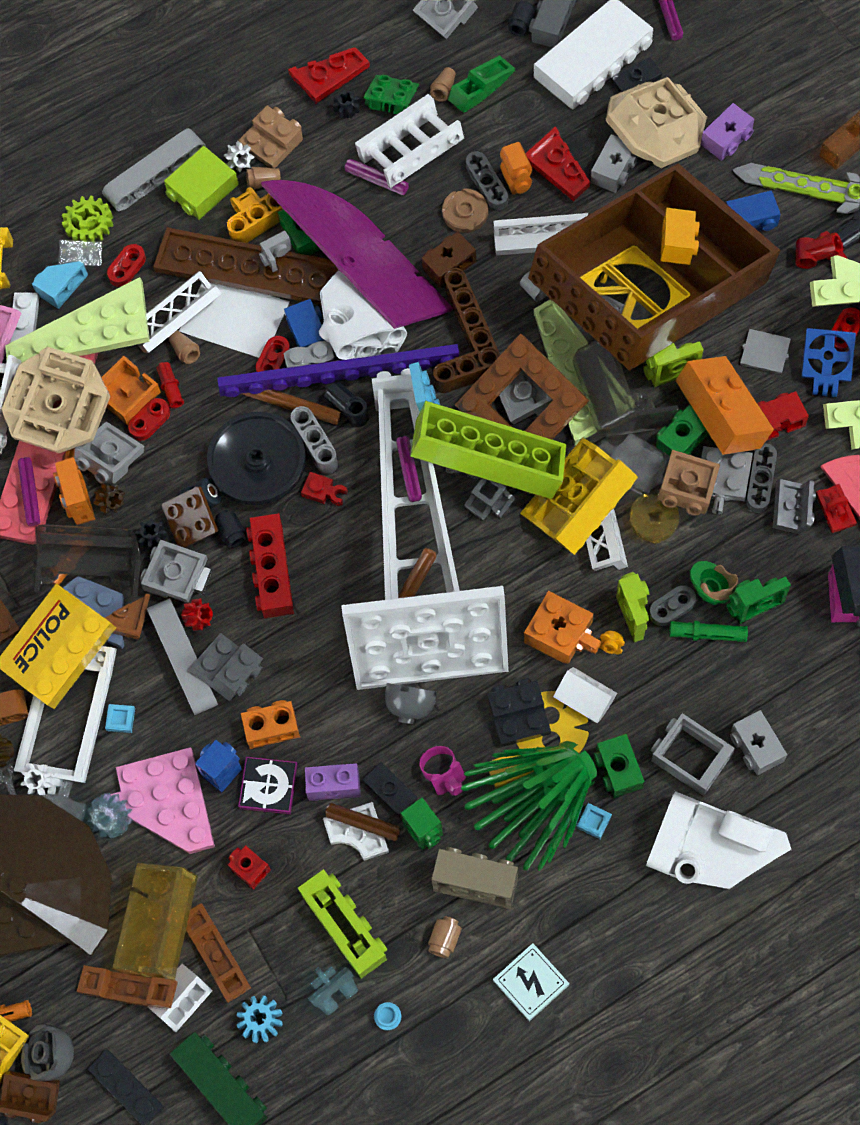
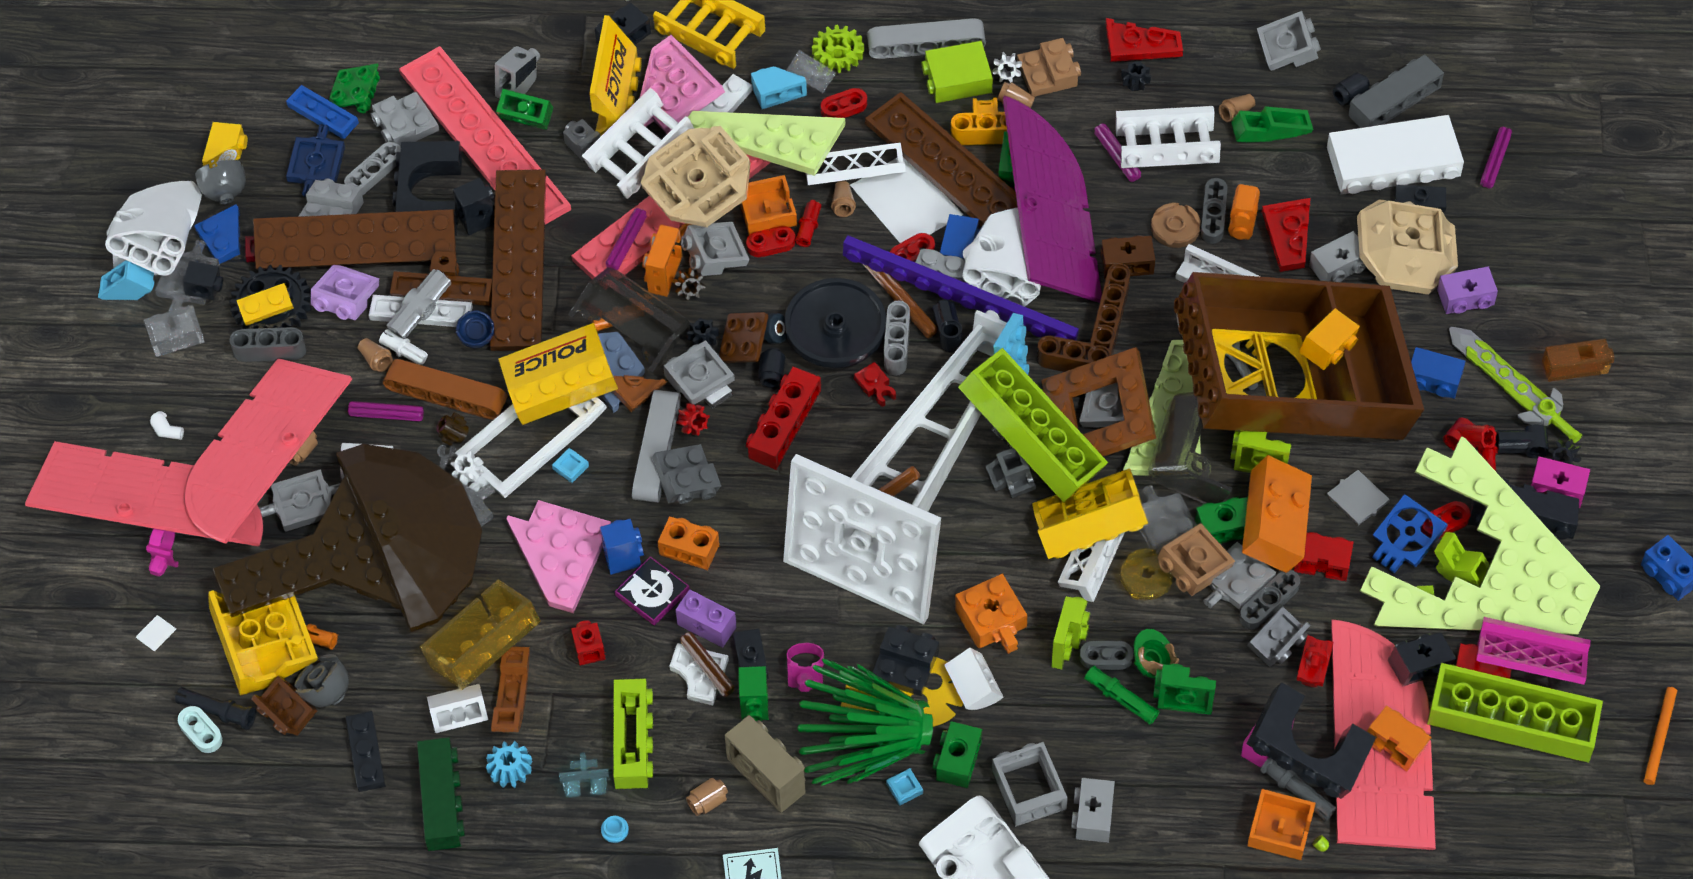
camera: 30 degrees right, 10 degrees down
(109, 815) = (504, 532): clear light blue gear -> none
(127, 988) = (420, 673): dark orange slope -> none
(274, 247) = (978, 158): light grey bracket -> none
(390, 91) = (1182, 88): green hinge -> none
(408, 469) = (950, 404): magenta axle -> none
(409, 702) = (817, 593): dark grey cylinder -> none
(611, 642) = (1029, 652): light orange plate -> none

